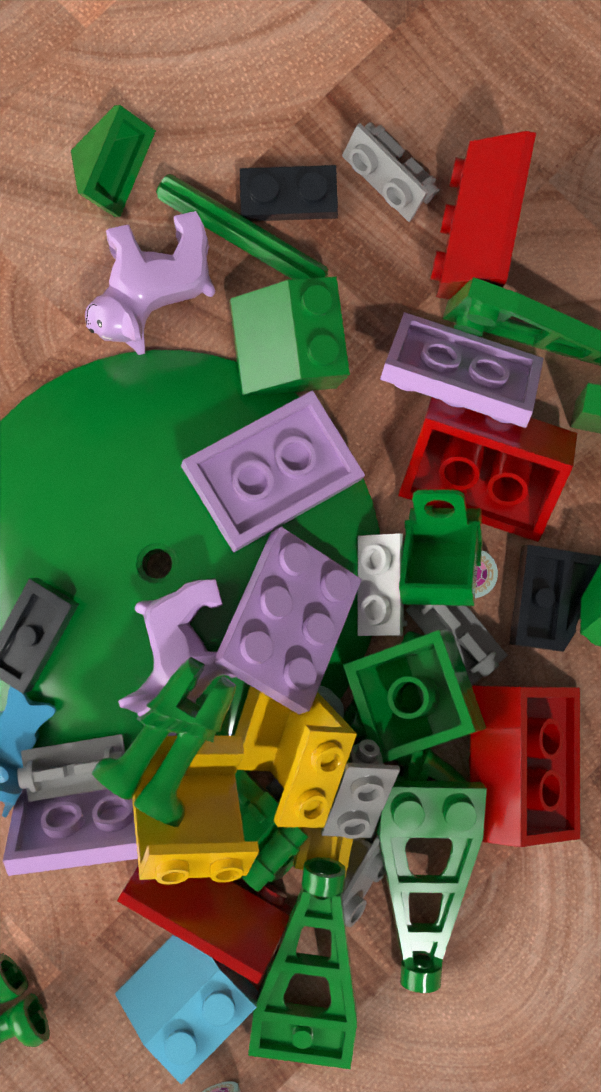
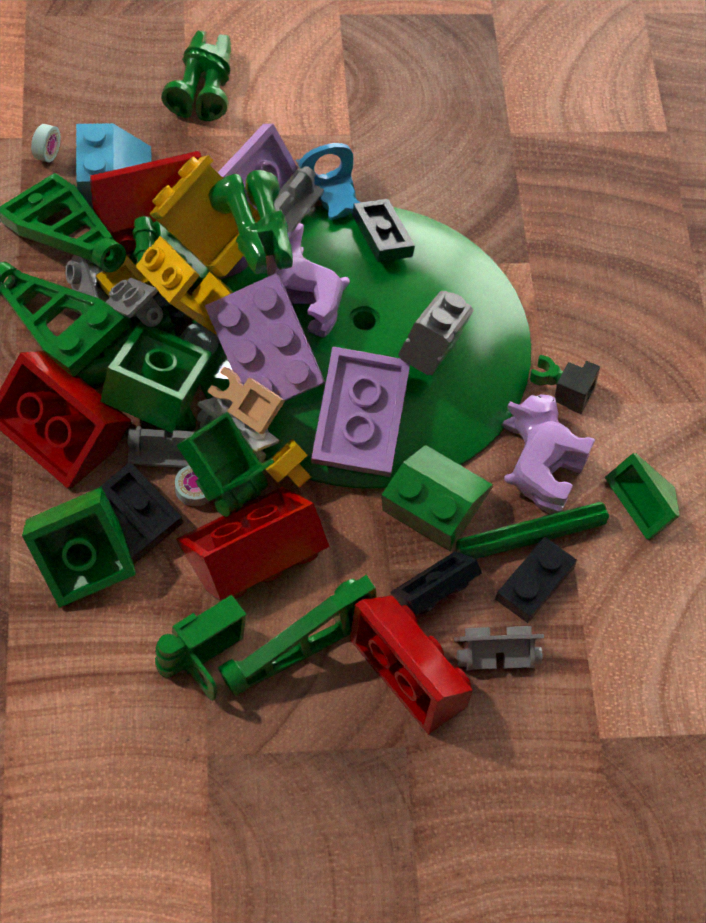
camera: 120 degrees right, 25 degrees down
(44, 316) = (573, 384): none -> pearl dark grey piece
(130, 457) = (436, 332): none -> dark grey brick
(366, 575) = (251, 402): none -> light nougat plate
(380, 268) = (437, 582): none -> black plate
(381, 501) = (287, 463): none -> yellow tile
(463, 370) = (317, 561): lavender plate -> none

